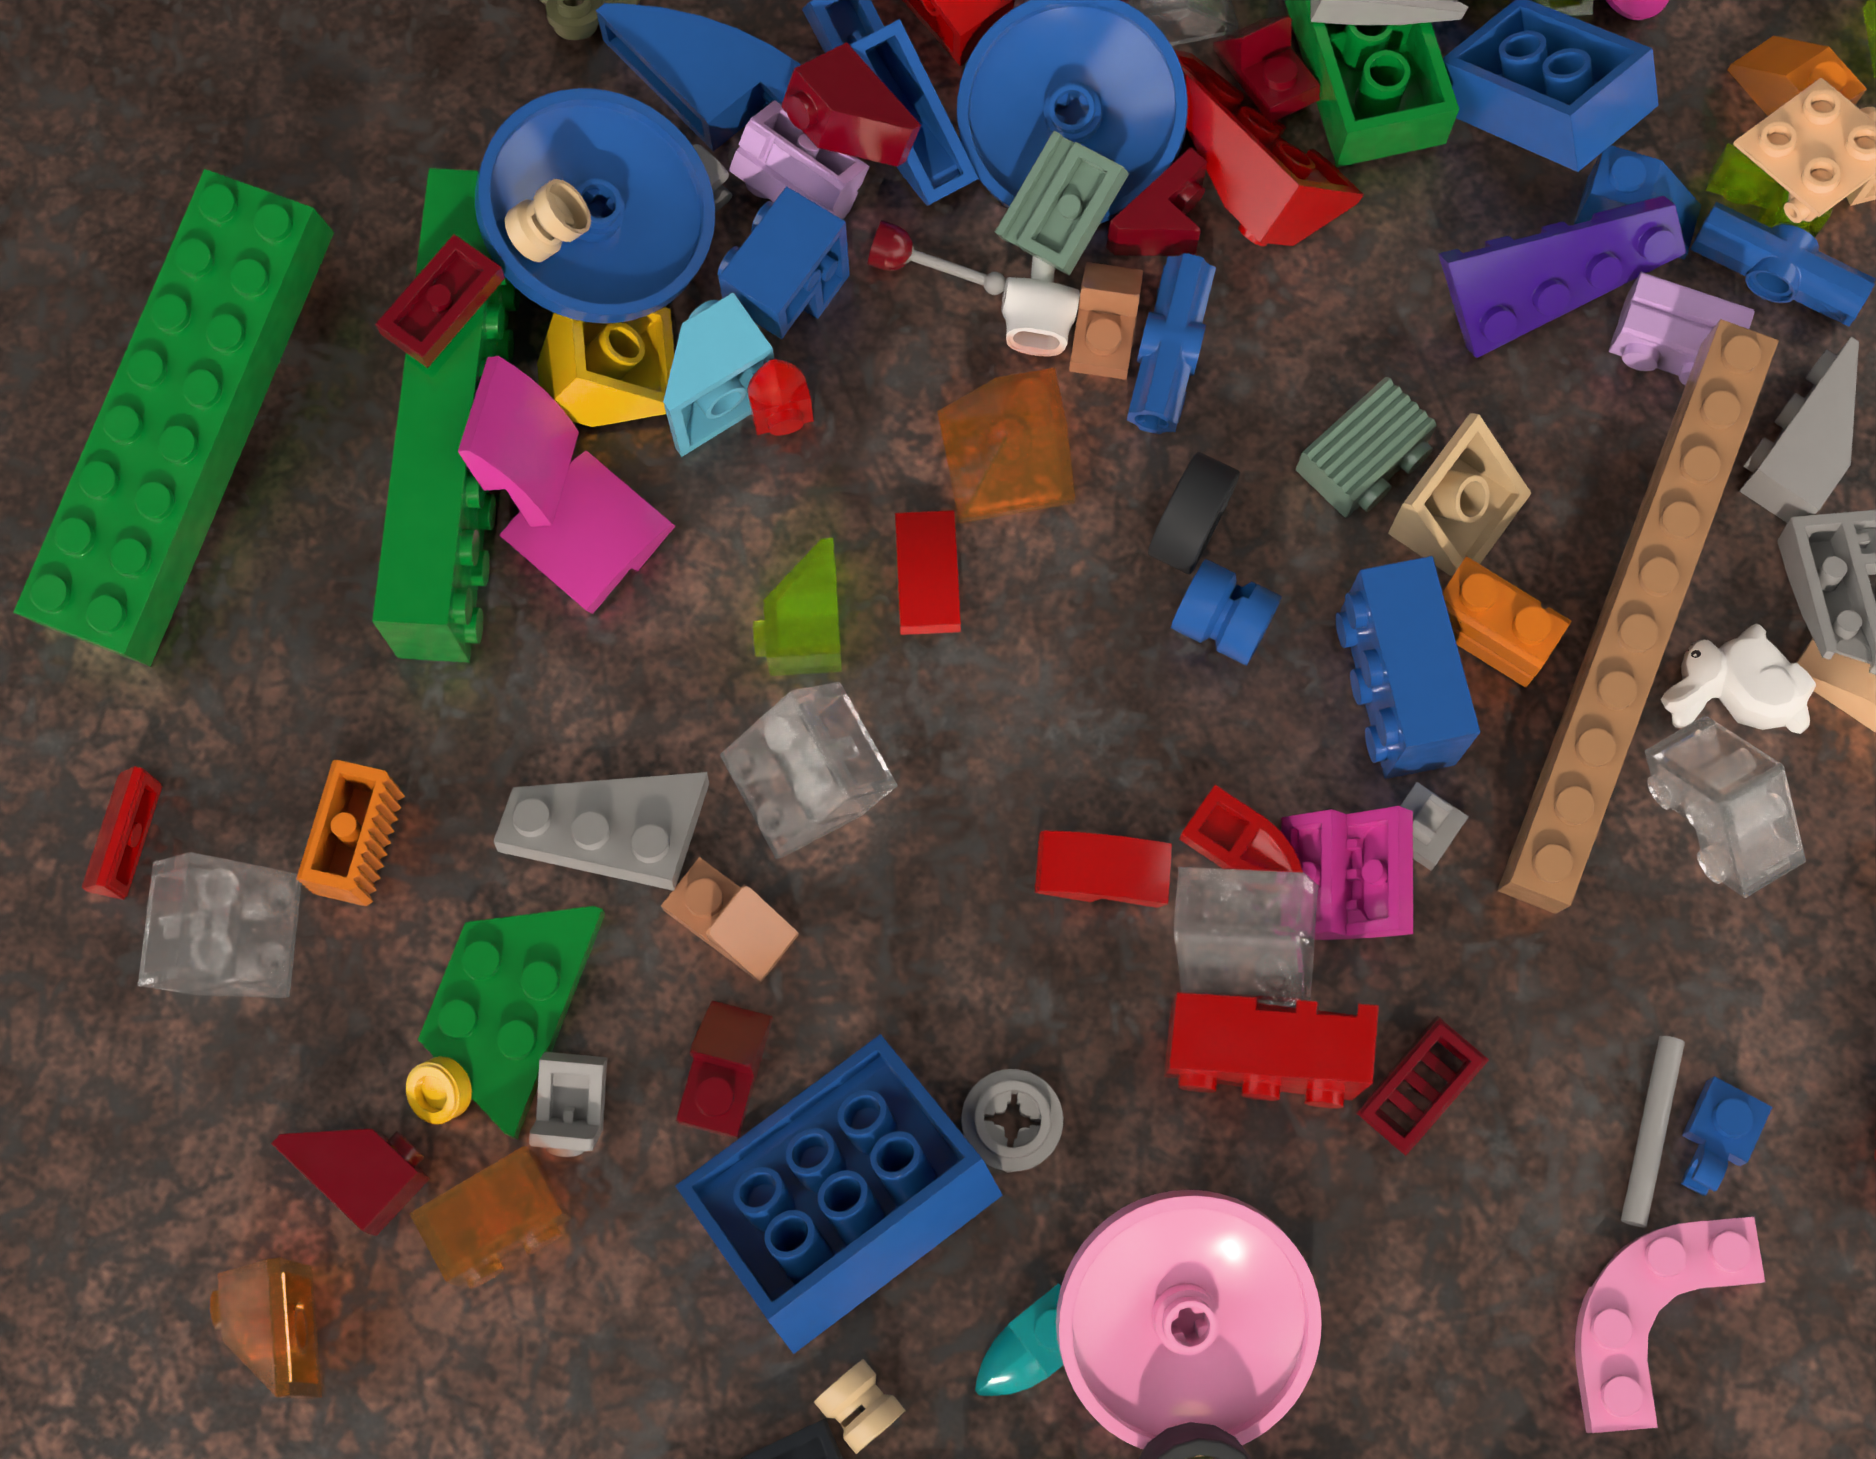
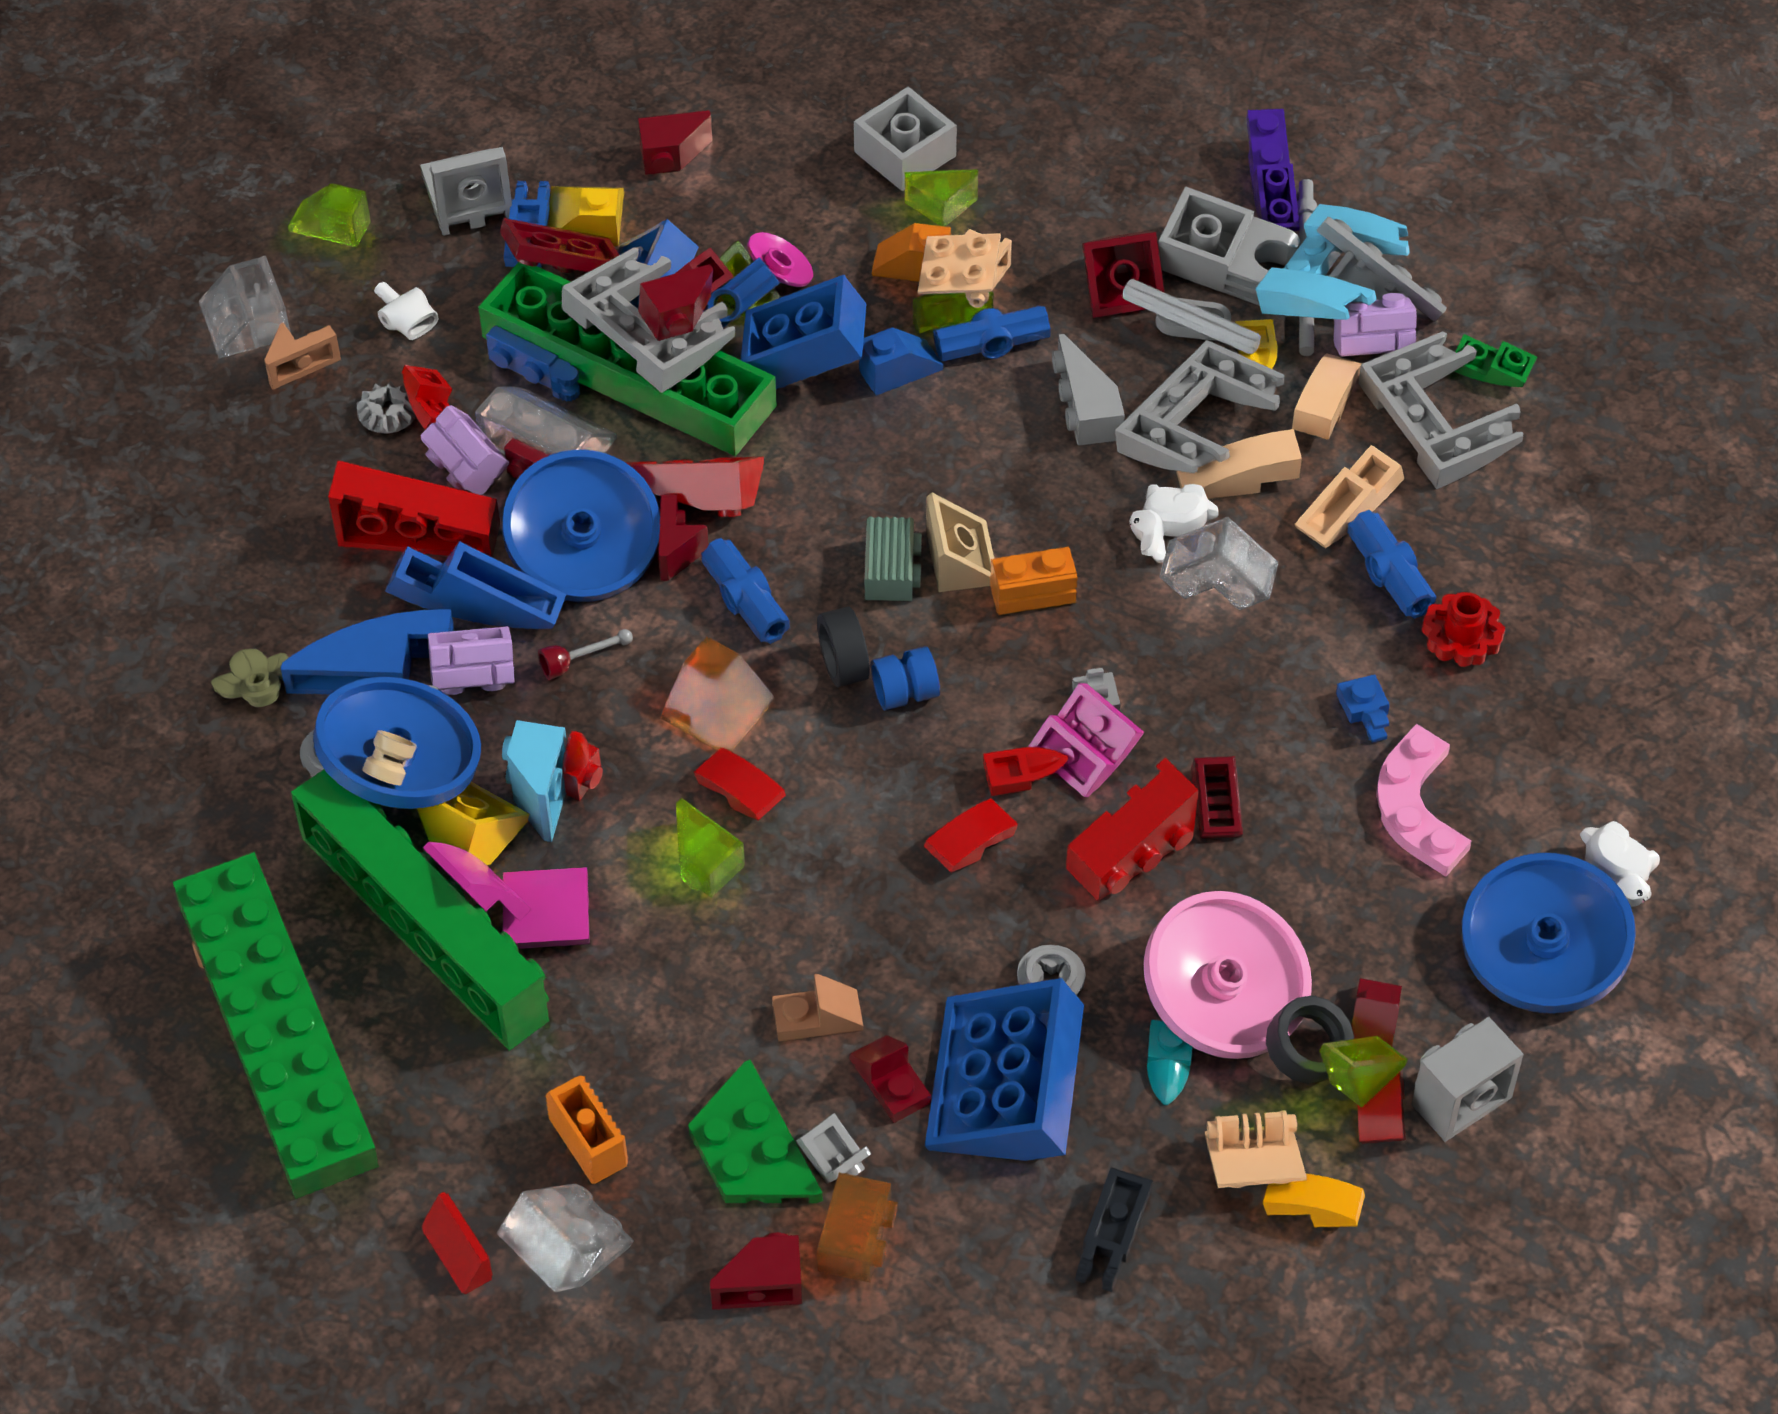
camera: 45 degrees left, 20 degrees down
(271, 1324) = (803, 1366): clear orange slope -> none
(438, 1090) = (761, 1205): yellow tile -> none
(440, 300) = (374, 836): dark red plate -> none
(607, 827) = (709, 1024): light grey wing -> none
(787, 263) = (516, 689): blue brick -> none
(807, 767) = (780, 913): clear slope -> none
(845, 1398) = (1110, 1149): tan wheel -> none
(849, 108) = (477, 602): dark red slope -> none
(1038, 311) = (661, 629): white piece -> none
(1062, 202) = (624, 568): sand green plate -> none
(1106, 320) = (699, 607): nougat slope -> none
(1246, 933) = (1067, 793): clear slope -> none
(1268, 67) = (652, 437): dark red slope -> none
(1407, 668) = (1017, 627): blue brick -> none
(1540, 277) = (891, 419): dark purple wing -> none
(1637, 618) = (1097, 524): medium nougat brick -> none
(1652, 1131) = (1336, 730): light grey bar -> none
(1667, 324) = (978, 396): lavender brick -> none

